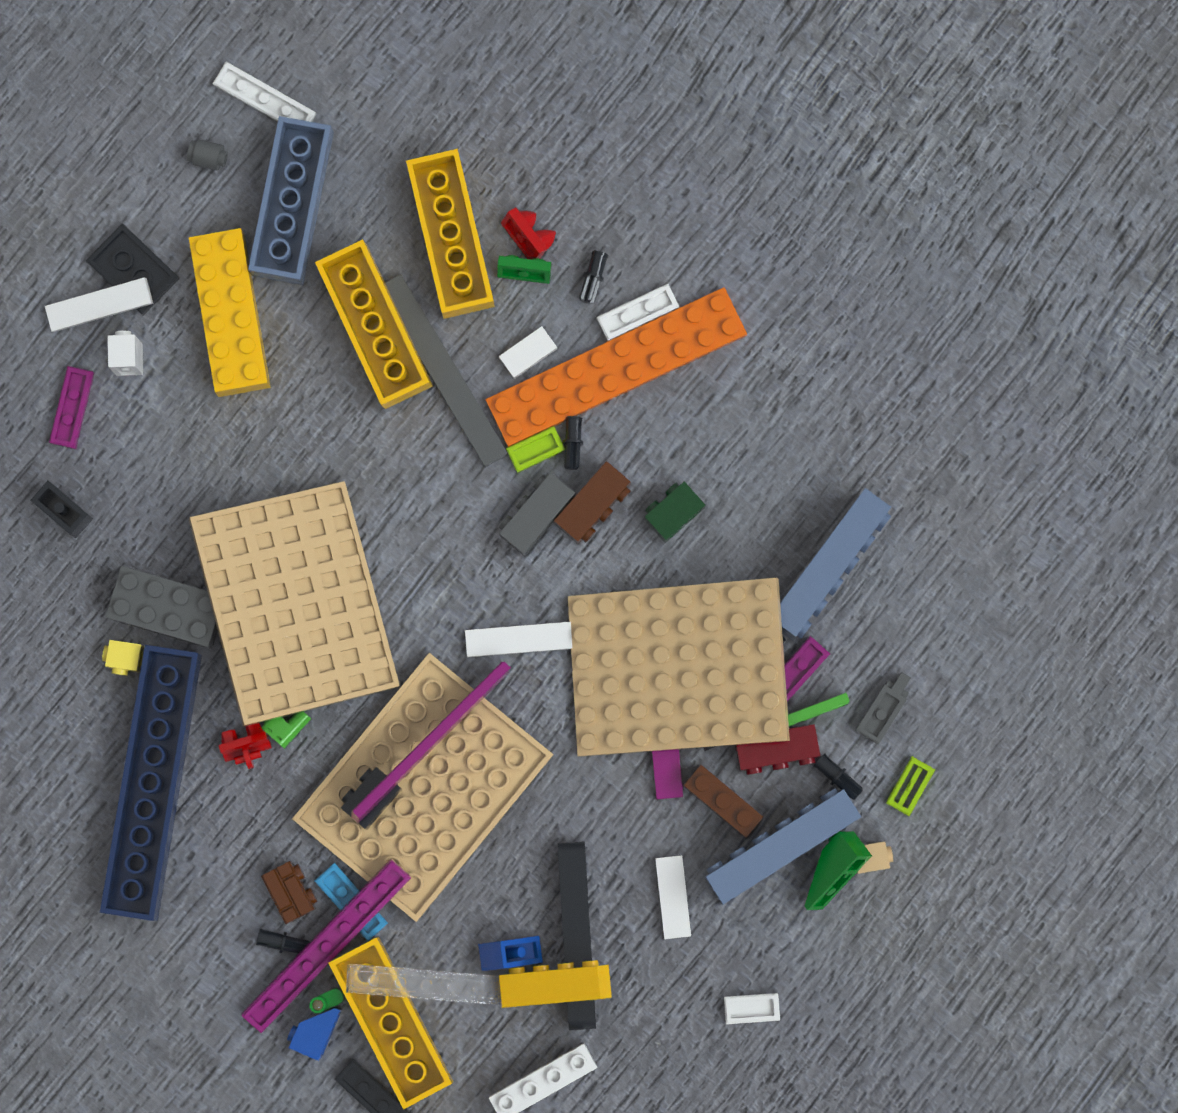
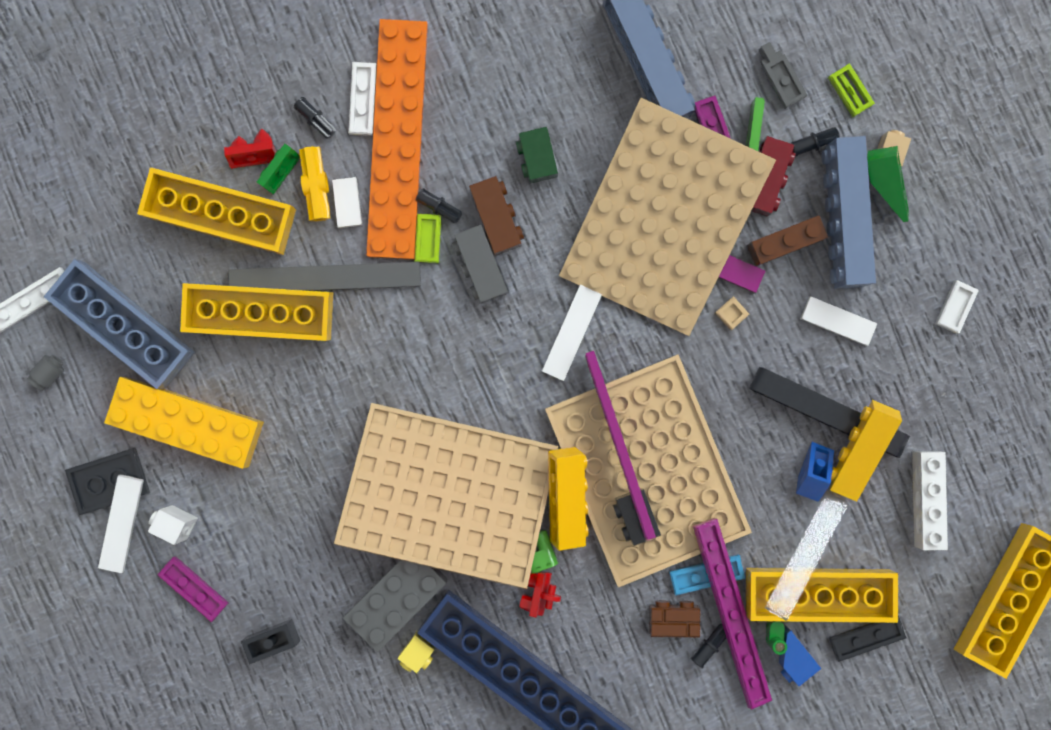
camera: 65 degrees left, 5 degrees up
(352, 720) = (567, 498): none -> yellow brick
(528, 311) = (314, 184): none -> yellow piece
(623, 787) = (732, 313): none -> tan tile

